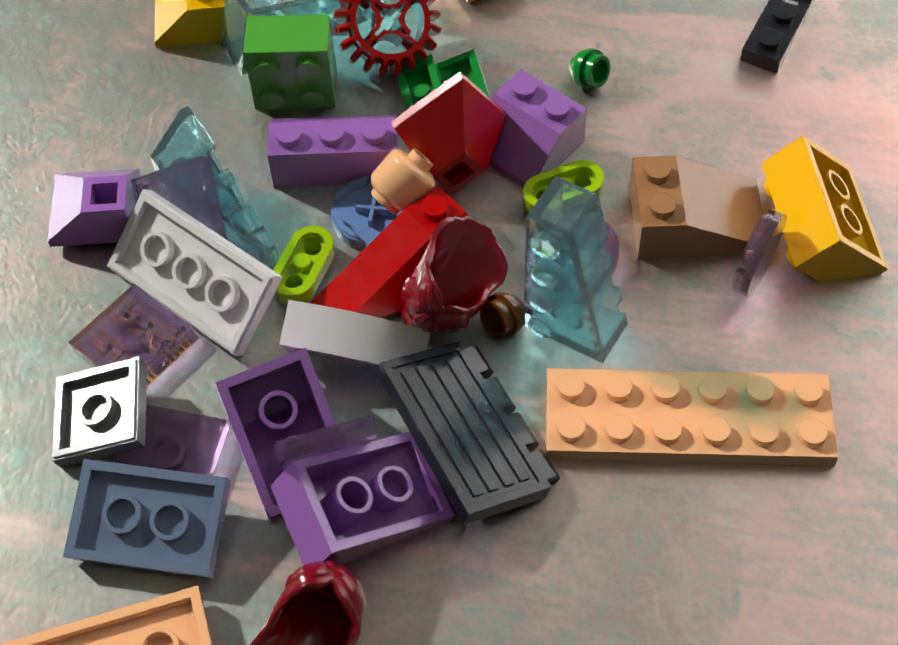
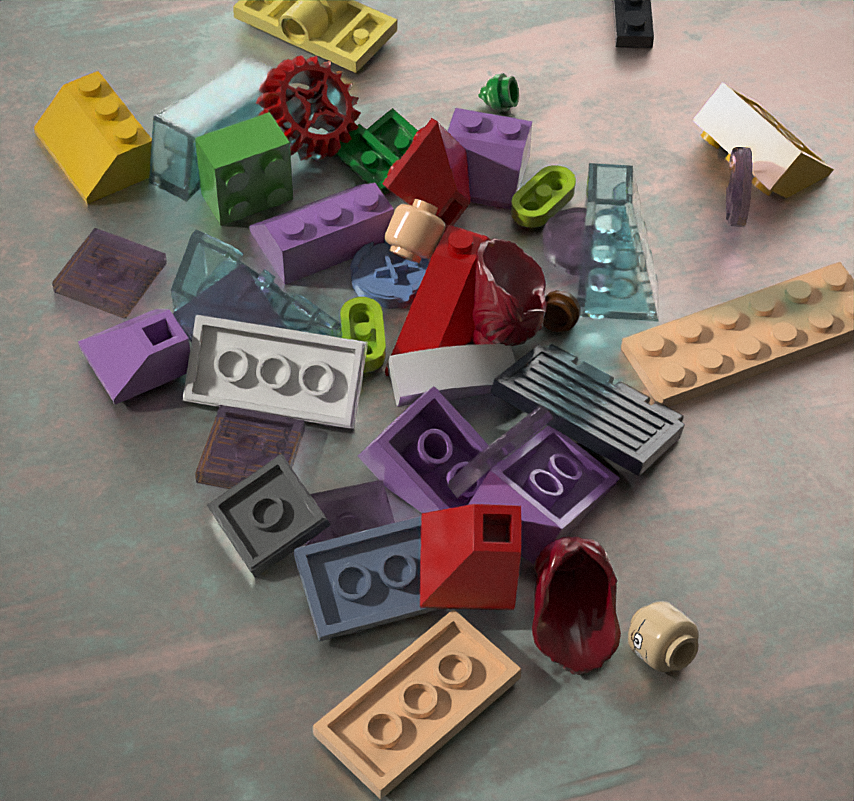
camera: 30 degrees left, 5 degrees down
(126, 119) = (109, 273): none -> tile
(232, 544) = (470, 557): none -> red slope
(690, 208) = (668, 171): medium nougat slope -> none

